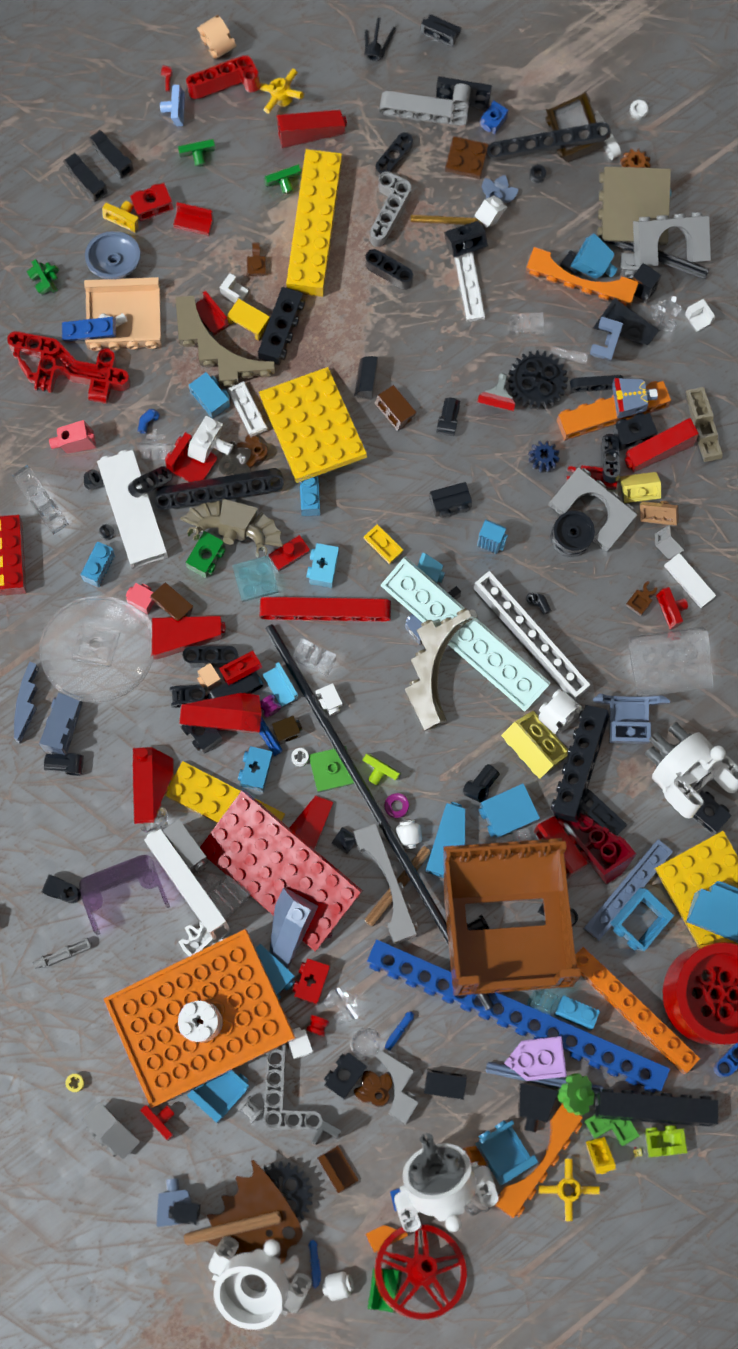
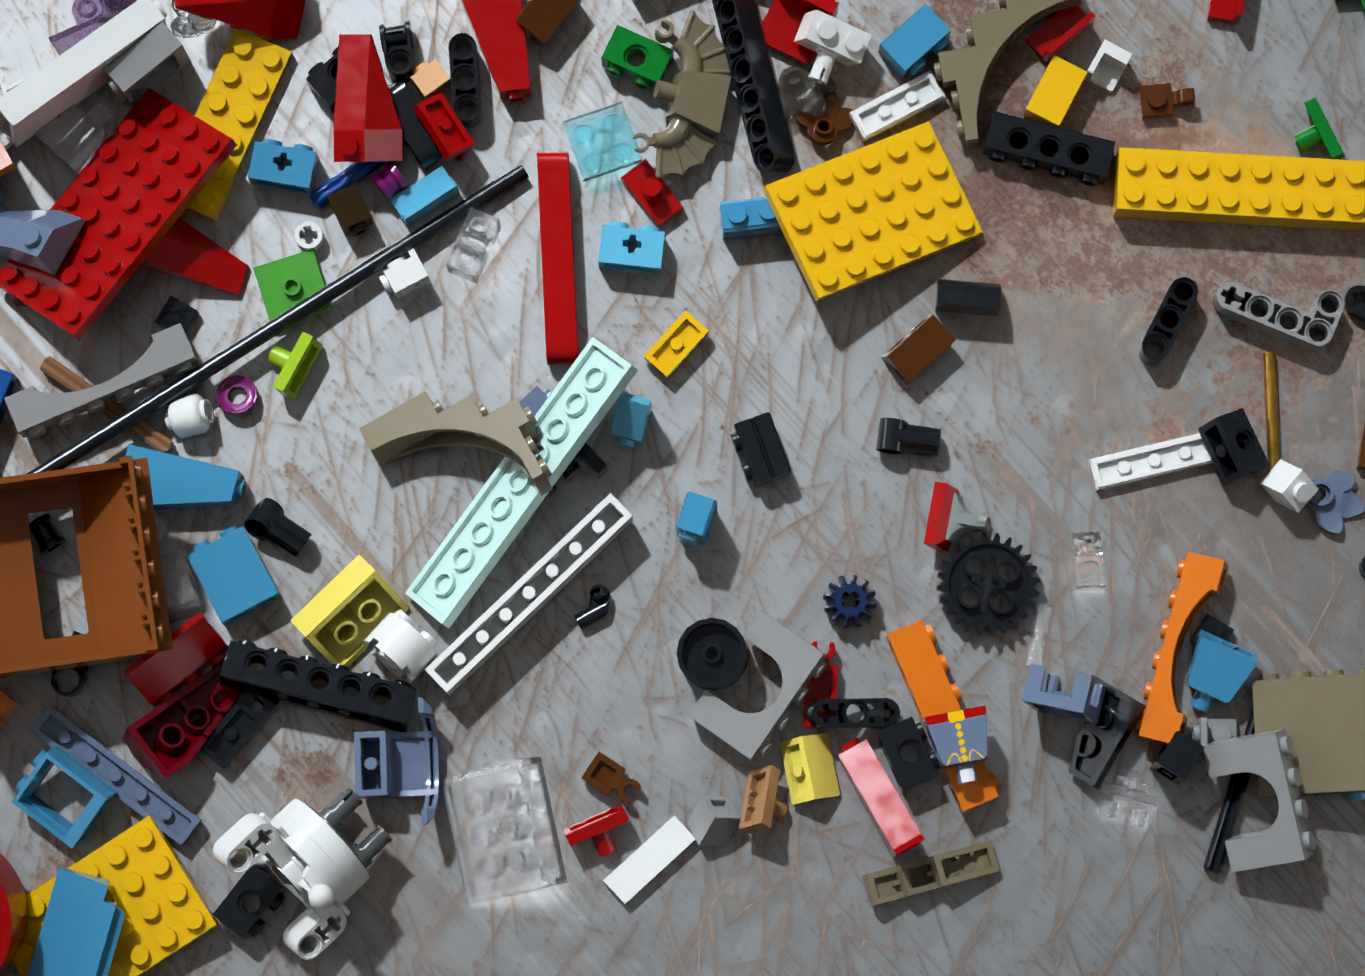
camera: 90 degrees right, 5 degrees up
(594, 383) = (989, 685): black beam -> none
(700, 315) = (1130, 859): white panel -> none

